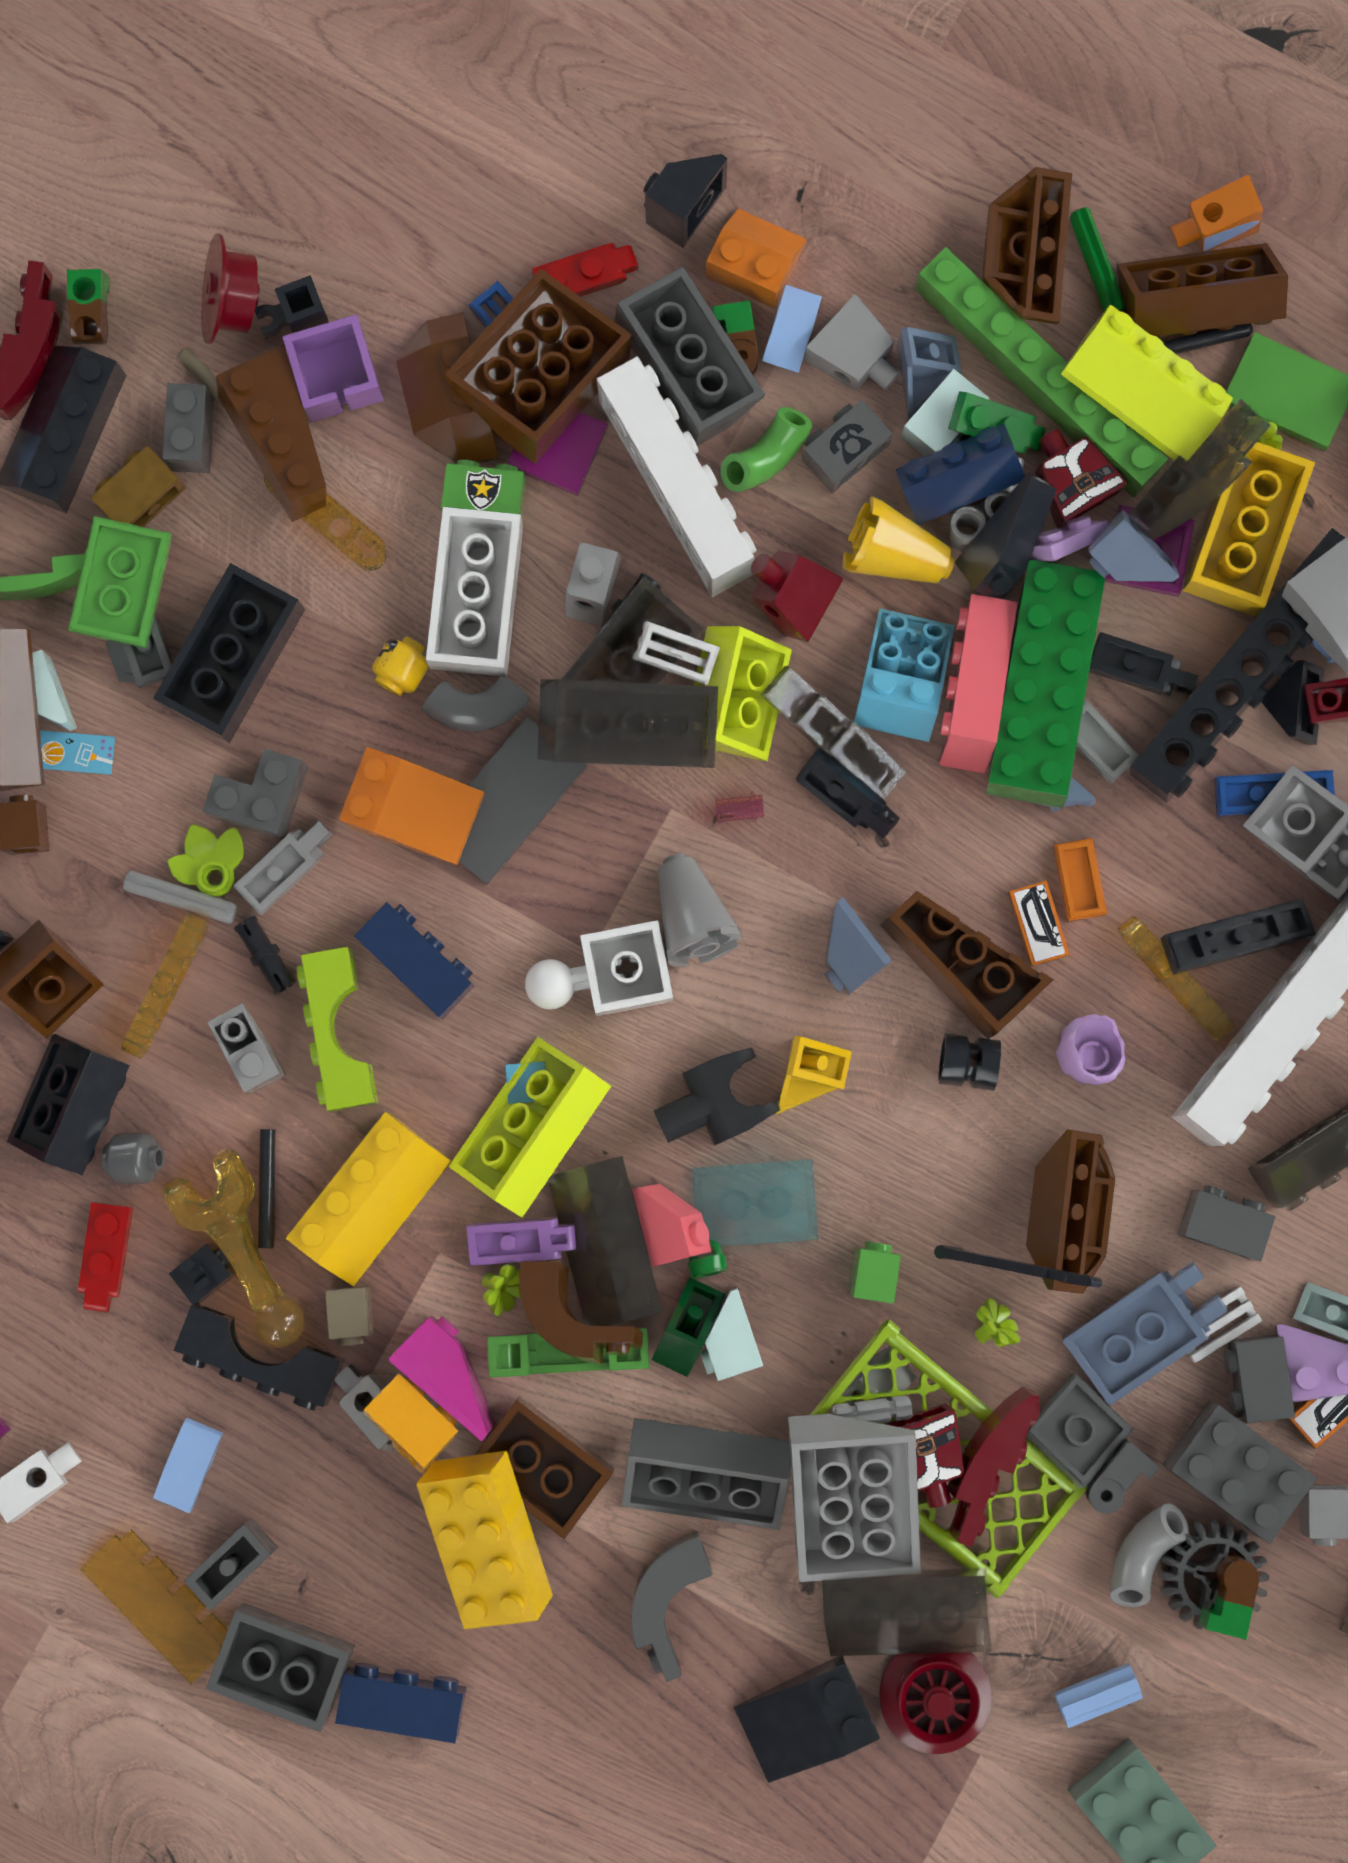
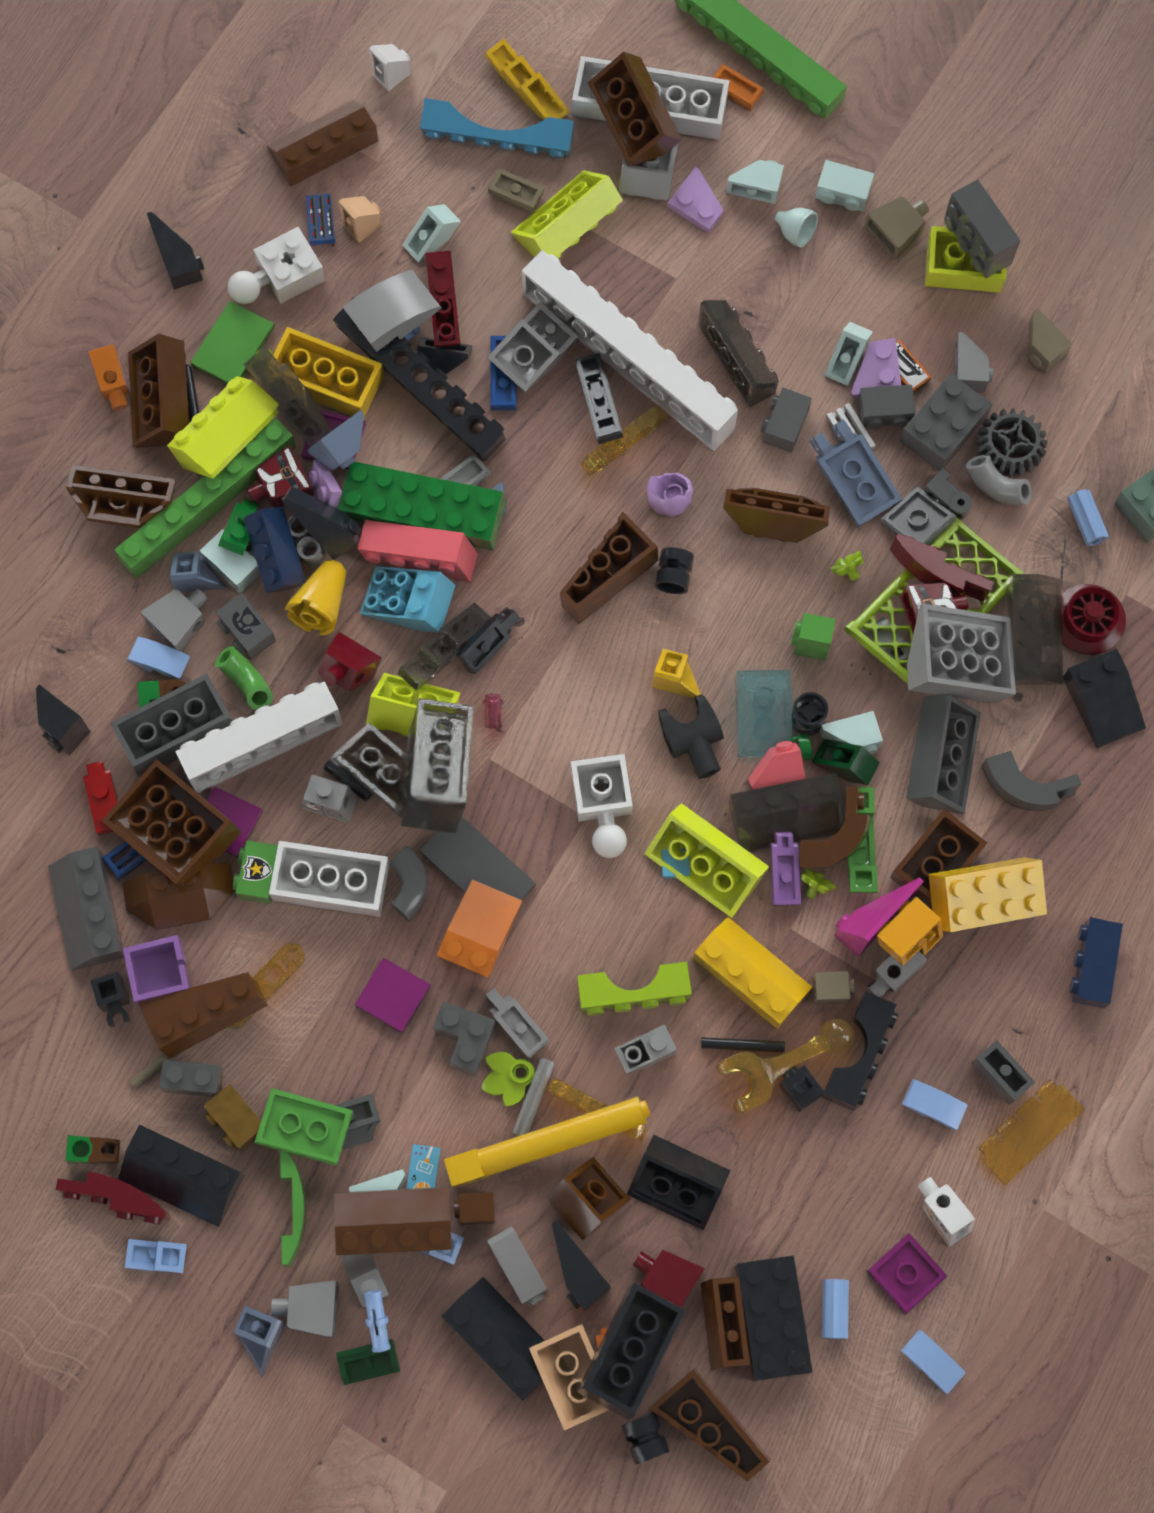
camera: 90 degrees left, 10 degrees down
(83, 826) = (544, 1142): none -> yellow brick
(104, 1255) = (786, 1161): red hinge -> none
(132, 1158) = (719, 1135): dark grey head -> none
(228, 290) = (93, 1044): dark red piece -> none
(229, 653) = (361, 1052): black brick -> none
(265, 955) = (578, 1039): black pin -> none
(280, 1667) = (1072, 1040): dark grey brick -> none
(319, 694) = (392, 995): none -> magenta tile
(400, 666) = (377, 935): yellow head -> none
(416, 959) = (587, 932): dark blue brick -> none
(422, 268) = (86, 909): none -> dark grey slope
(644, 642) = (378, 757): white tile -> none
(693, 914) = (564, 742): light grey cone -> none
(754, 257) = (104, 680): orange slope -> none
(756, 1270) = (809, 713): none -> black wheel
(851, 950) = (595, 640): sand blue slope -> none
(876, 1410) = (904, 636): light grey axle -> none
(959, 1254) = (800, 589): black piece -> none
(1038, 923) = (582, 524): tile -> none
(1079, 880) = (554, 497): orange tile -> none
(1096, 259) = (133, 457): green axle -> none
(1139, 666) = (414, 445): black hinge -> none
(1234, 1598) = (1026, 426): leg -> none

